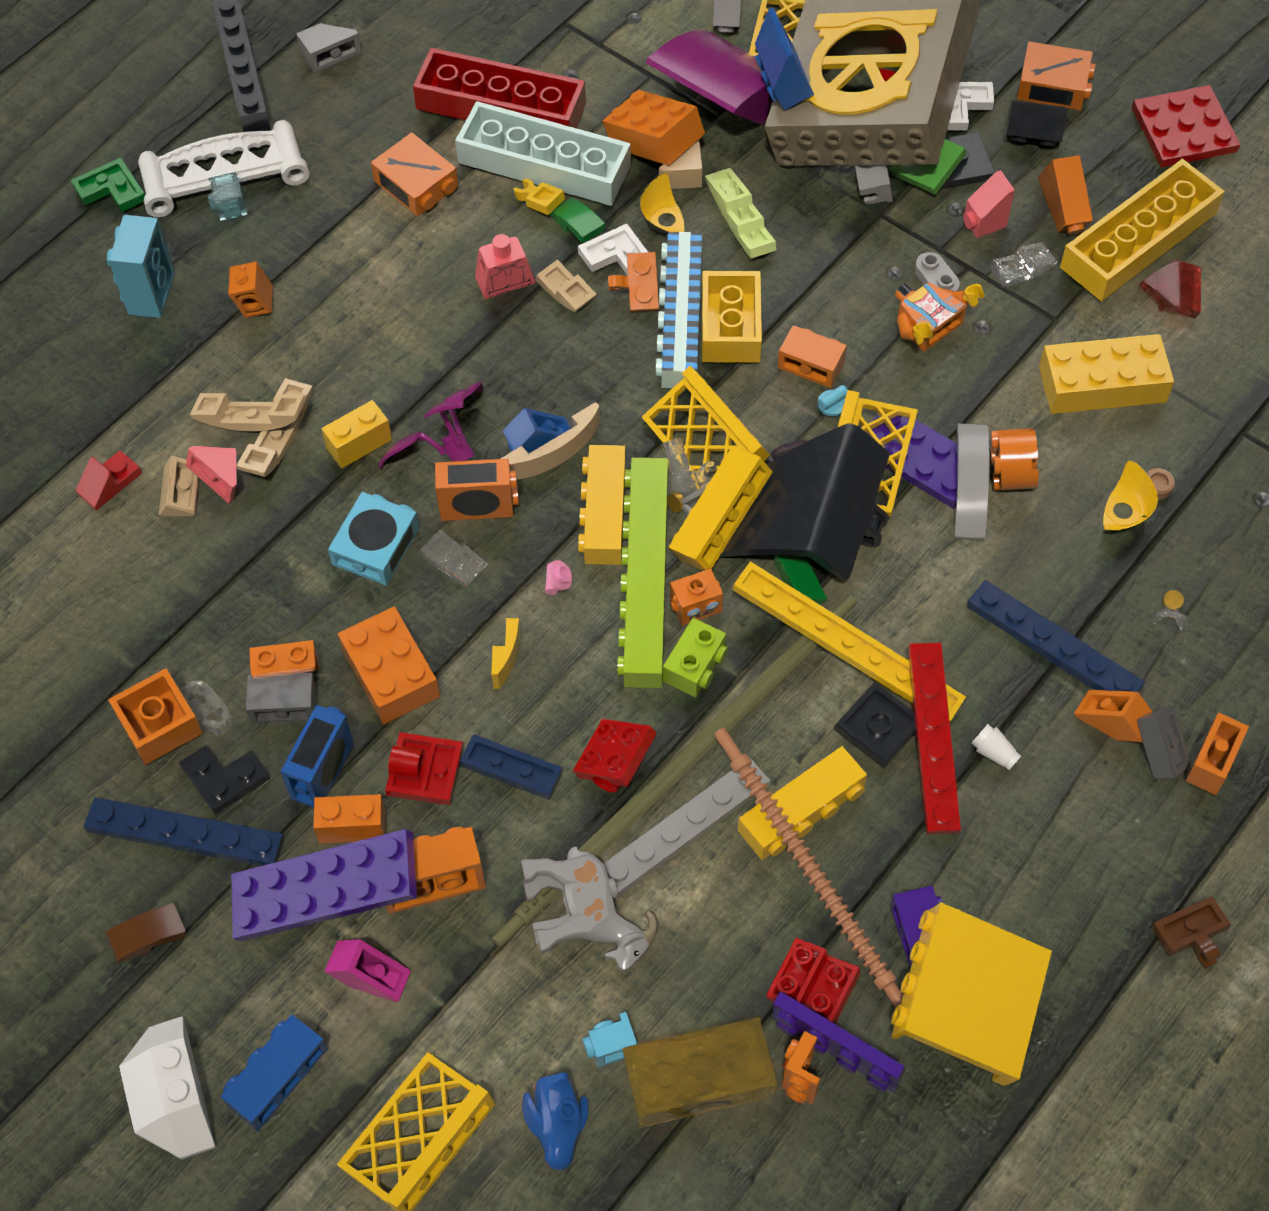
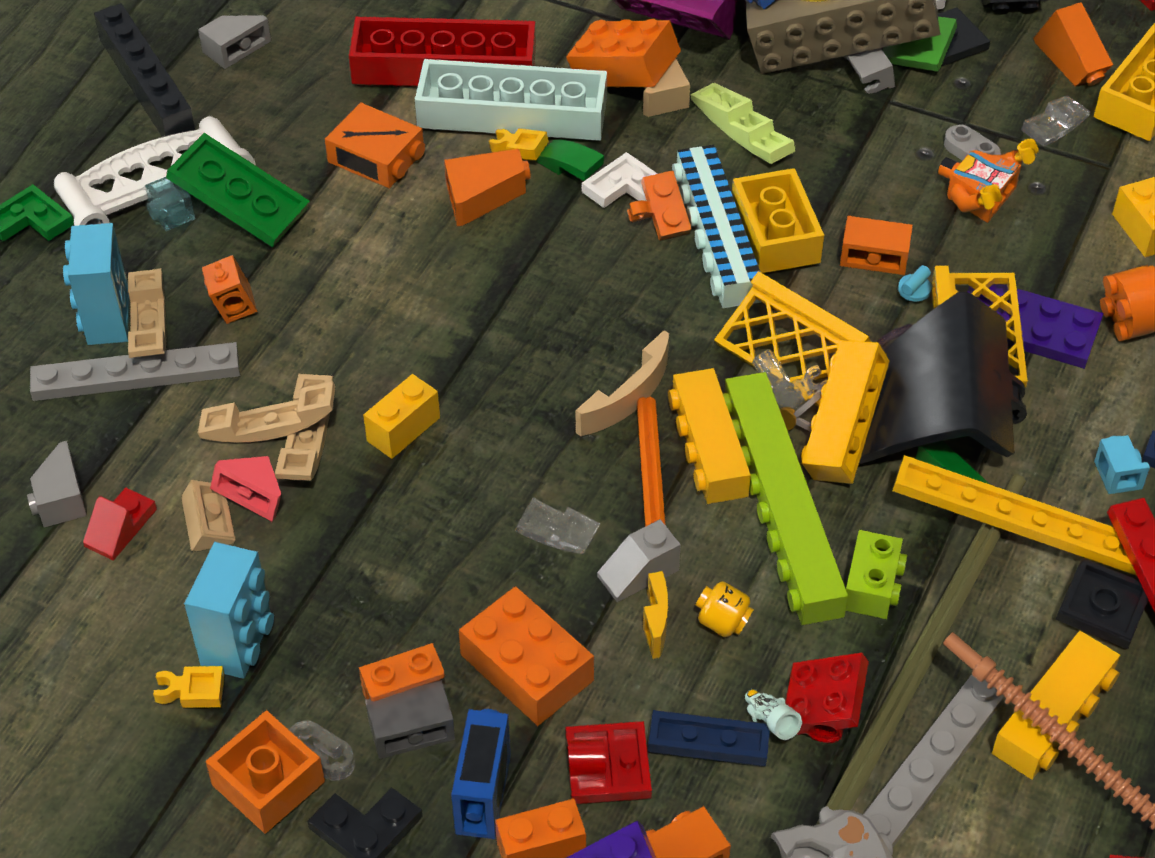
camera: 15 degrees left, 10 degrees down
(66, 439) = (56, 489): none -> light grey slope
(126, 634) = (196, 688): none -> yellow plate
(158, 347) = (128, 373): none -> light grey plate
(161, 578) = (229, 609): none -> medium azure brick
(181, 299) = (148, 313): none -> tan slope
(284, 197) = (237, 189): none -> green plate
(374, 538) = (459, 522): medium azure brick -> none
(454, 443) = (518, 403): magenta plant -> none
(475, 489) = (563, 445): brick -> none
(487, 220) = (484, 182): none -> orange slope
(502, 267) = (508, 216): coral torso -> none
(508, 599) = (641, 553): none -> light grey slope
(534, 429) = (601, 372): blue slope -> none
(547, 524) = (650, 460): none -> orange axle
(557, 577) = (684, 522): bright pink plate -> none
(560, 661) = (724, 609): none -> yellow head
(564, 287) = (584, 230): tan slope -> none
(569, 765) = (780, 718): none -> light aqua piece
(657, 201) = (651, 128): yellow piece -> none
(696, 596) = (850, 508): orange head -> none
(943, 605) = (1120, 465): none -> medium azure brick
(972, 482) = (1101, 334): light grey slope -> none
(989, 206) = (1003, 68): coral slope -> none

